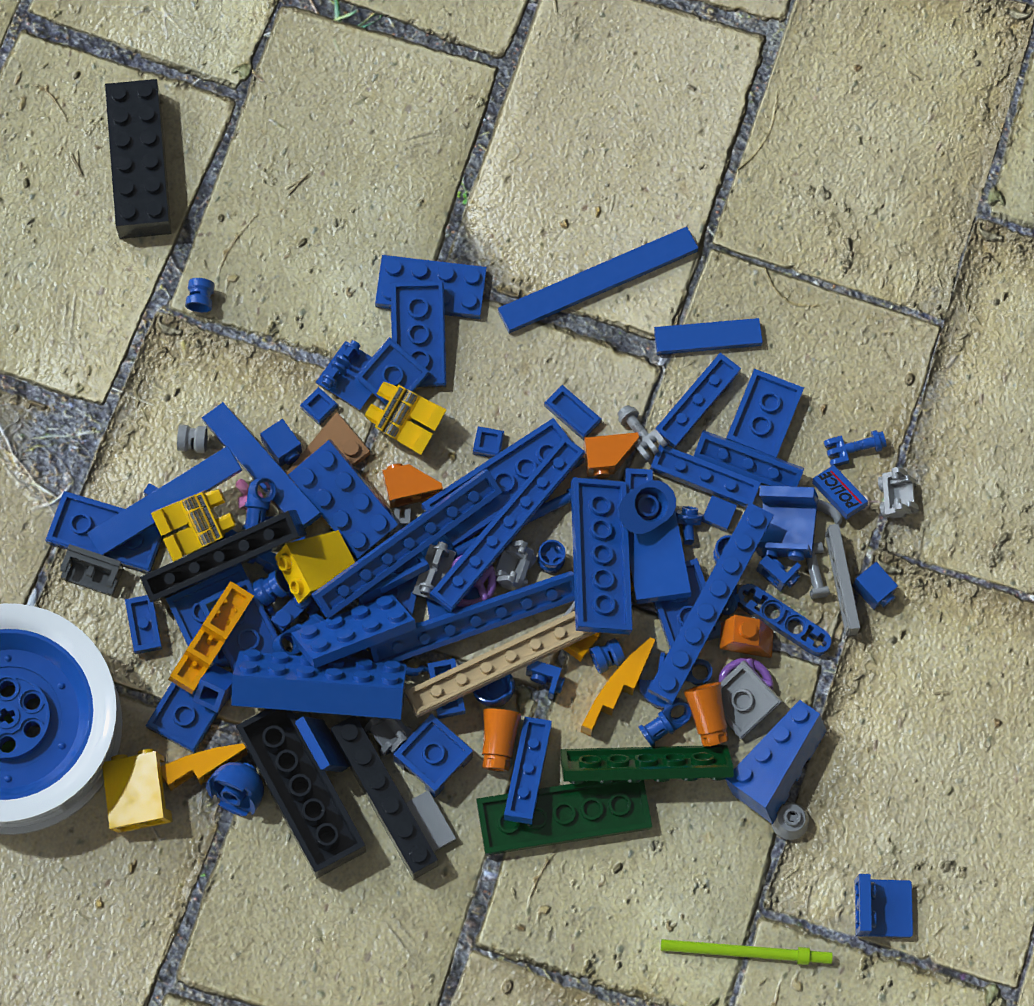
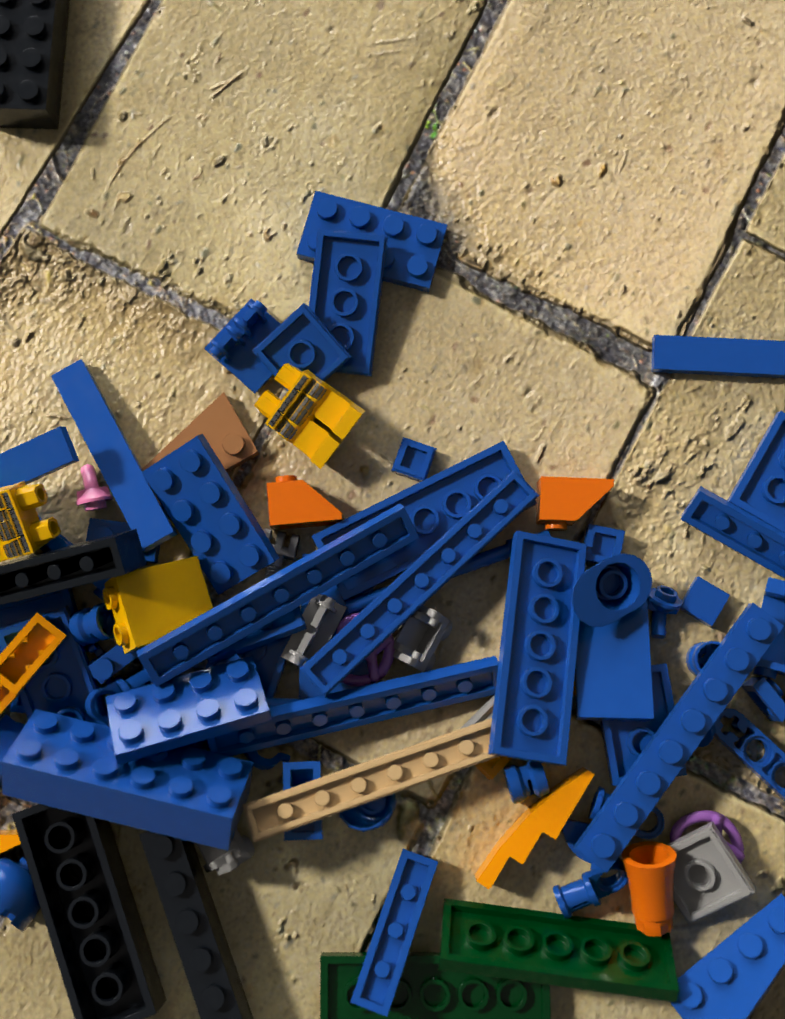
camera: 20 degrees right, 10 degrees up
(192, 438) = (33, 402): light grey wheel -> none
(200, 295) = (75, 213): blue wheel -> none
(257, 505) = (94, 512): blue connector -> none
(281, 443) = (145, 425): blue brick -> none
(319, 406) = (204, 380): blue tile -> none
(321, 744) = (120, 859): blue tile -> none
(431, 821) = (256, 973): light grey tile -> none
(433, 754) = (271, 889): blue panel -> none
(499, 738) = (364, 875): orange plant -> none
(542, 673) = (437, 791): blue bracket -> none
(552, 551) = (474, 625): blue wheel -> none
(572, 412) = (530, 435): blue tile -> none
(597, 279) = (590, 260): blue tile -> none
(628, 416) = (602, 451): light grey hinge -> none
(697, 400) = (697, 443): blue plate -> none
(705, 476) = (694, 549): blue plate -> none
(746, 636) = (716, 786): orange slope -> none

